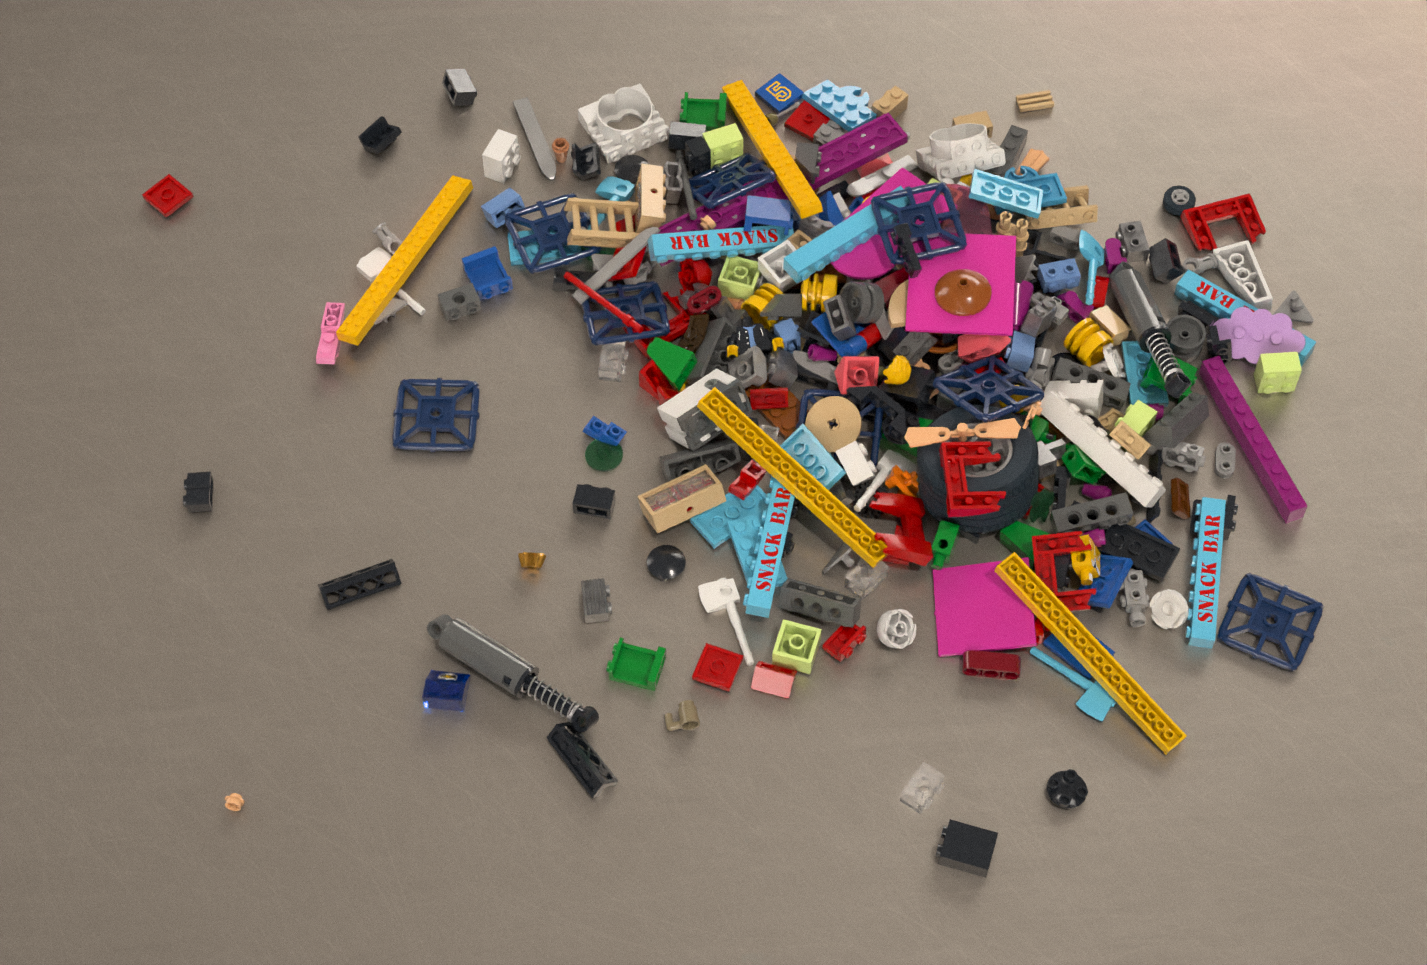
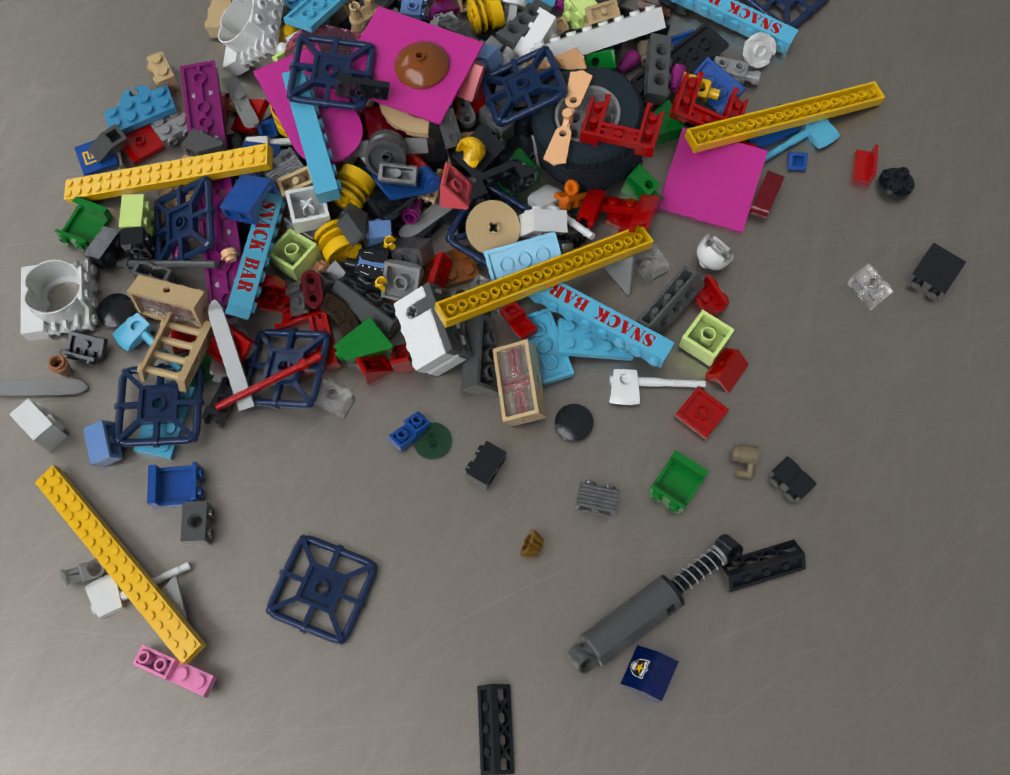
camera: 70 degrees left, 10 degrees up
(676, 762) = (792, 480): none -> black brick
(790, 95) = (108, 143): none -> dark grey slope
(1051, 686) = (797, 161): none -> blue slope
(1072, 753) = (865, 166): none -> red panel

